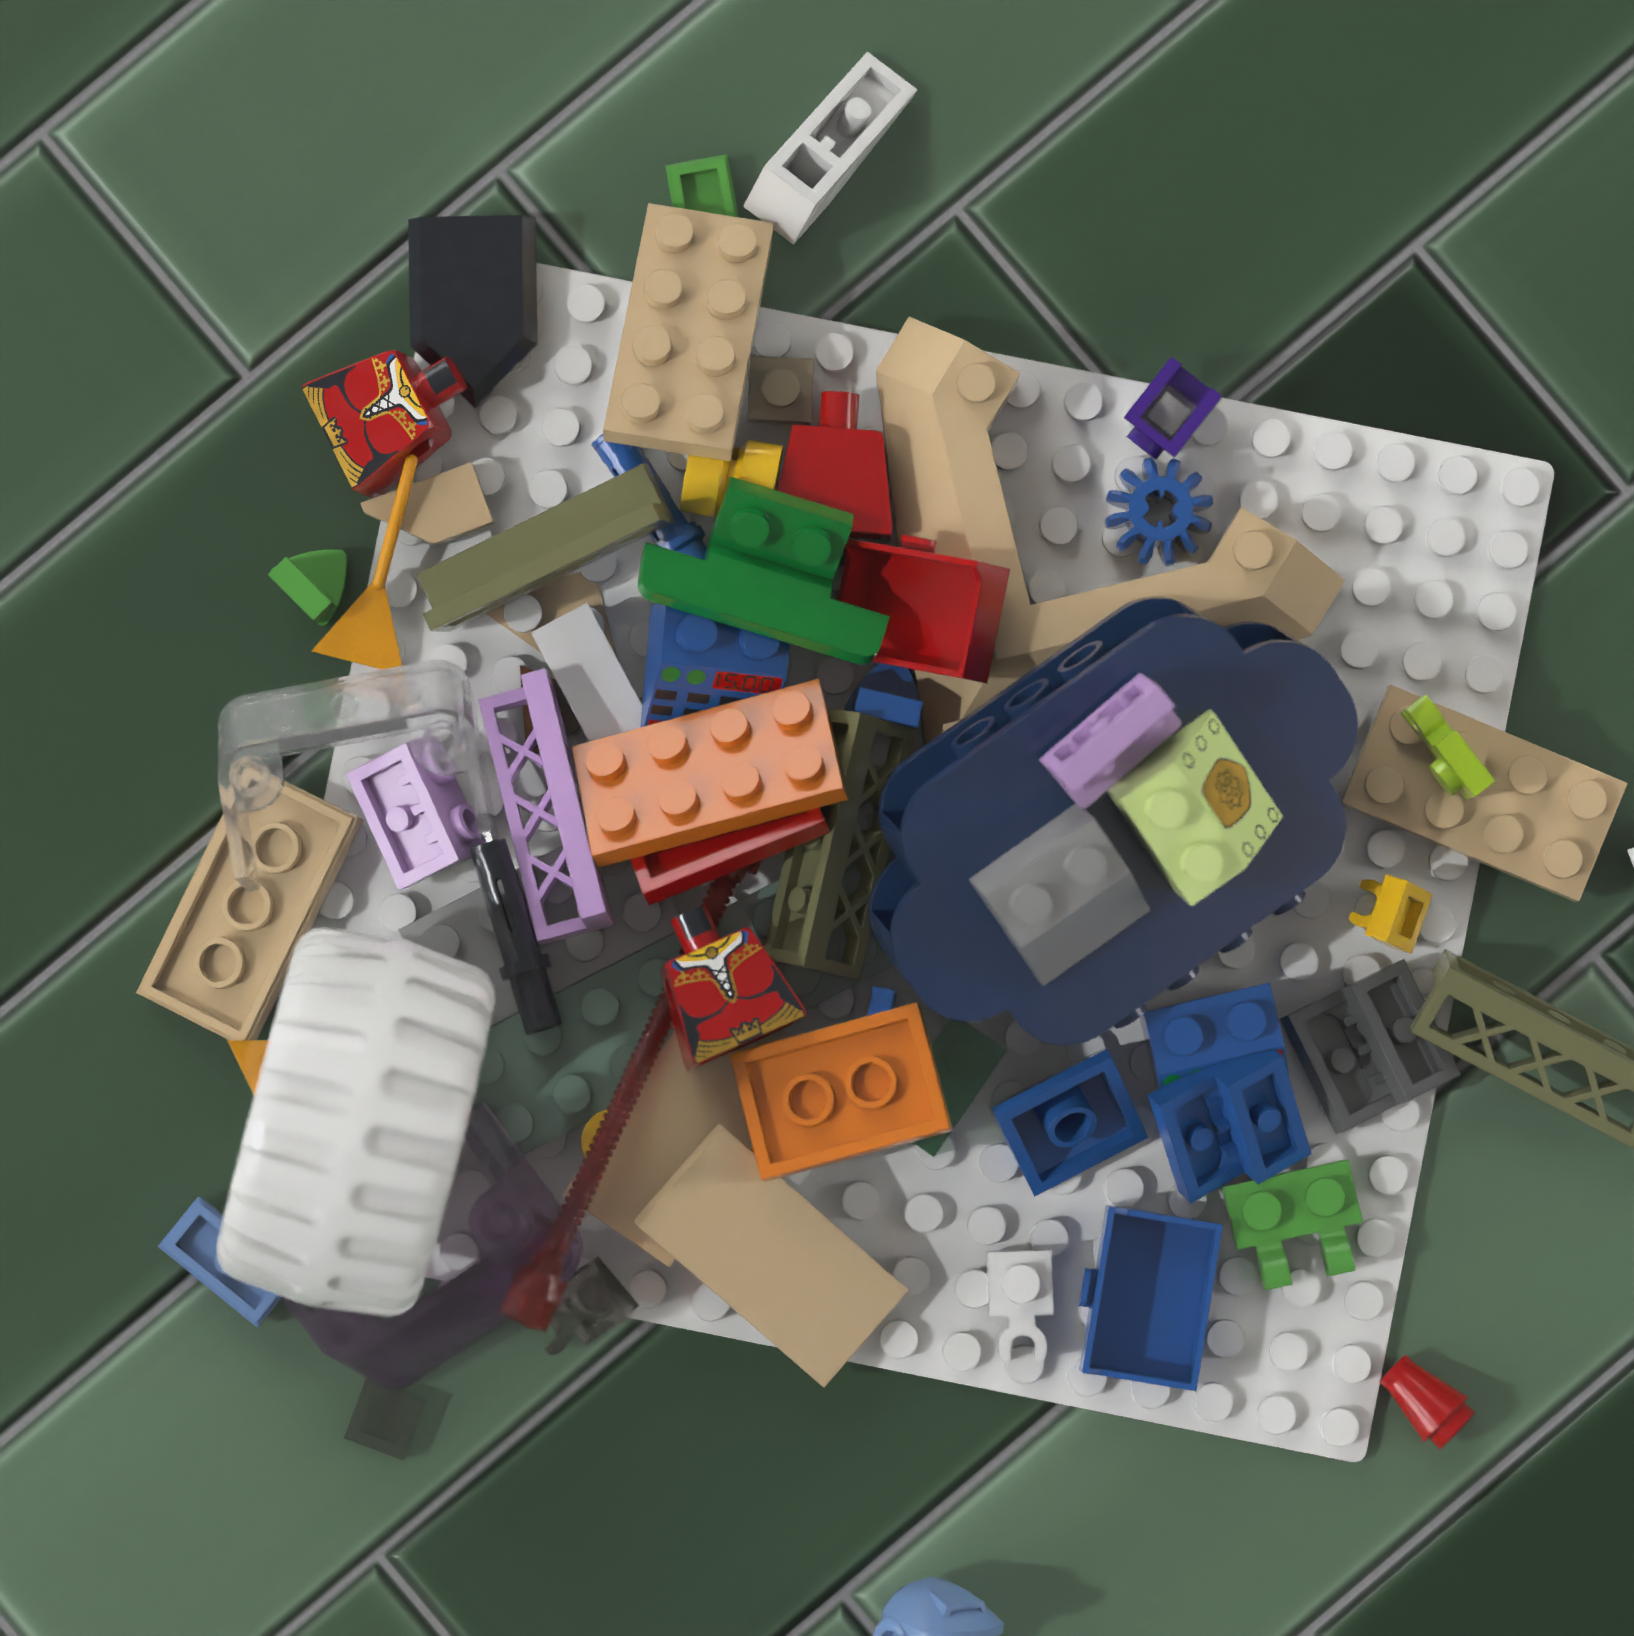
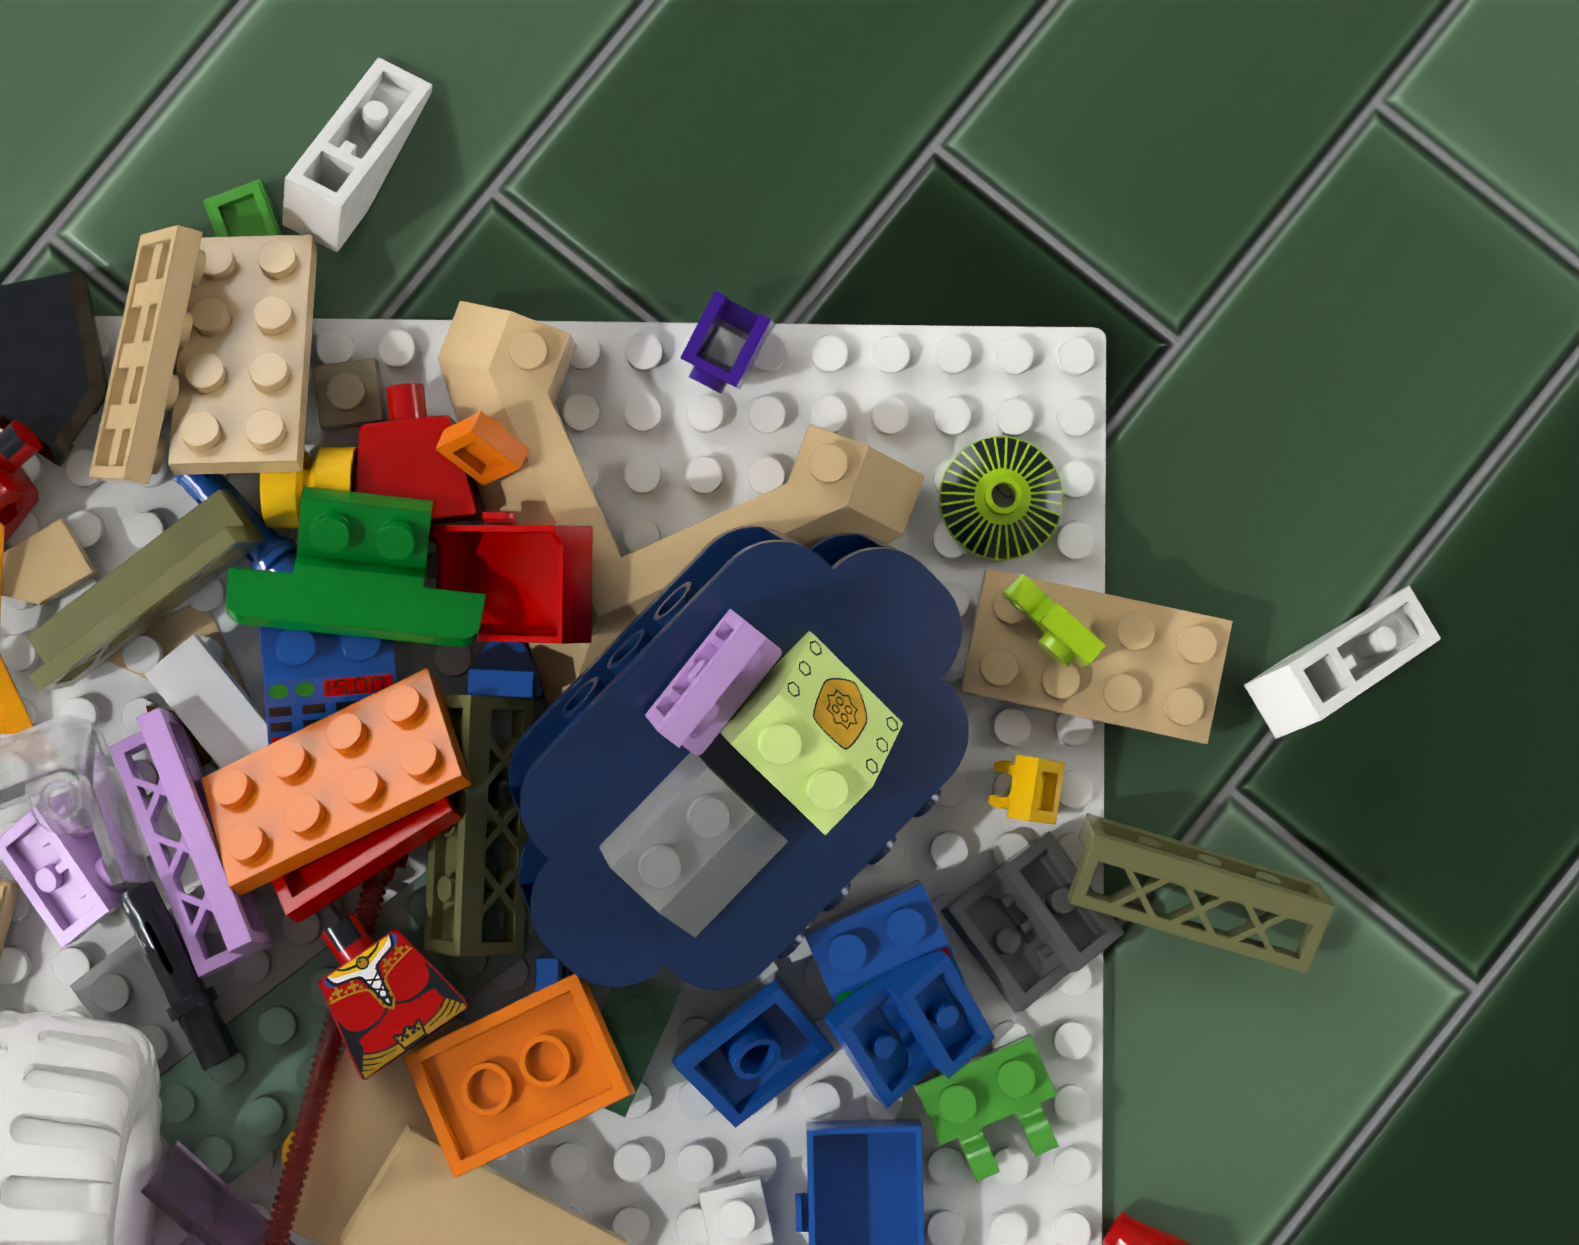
camera: 15 degrees left, 0 degrees up
(592, 317) = (145, 356): none -> tan plate
(913, 471) = (482, 448): none -> orange plate
(1137, 507) = (711, 445): blue gear -> none
(1391, 637) = (981, 524): none -> dish

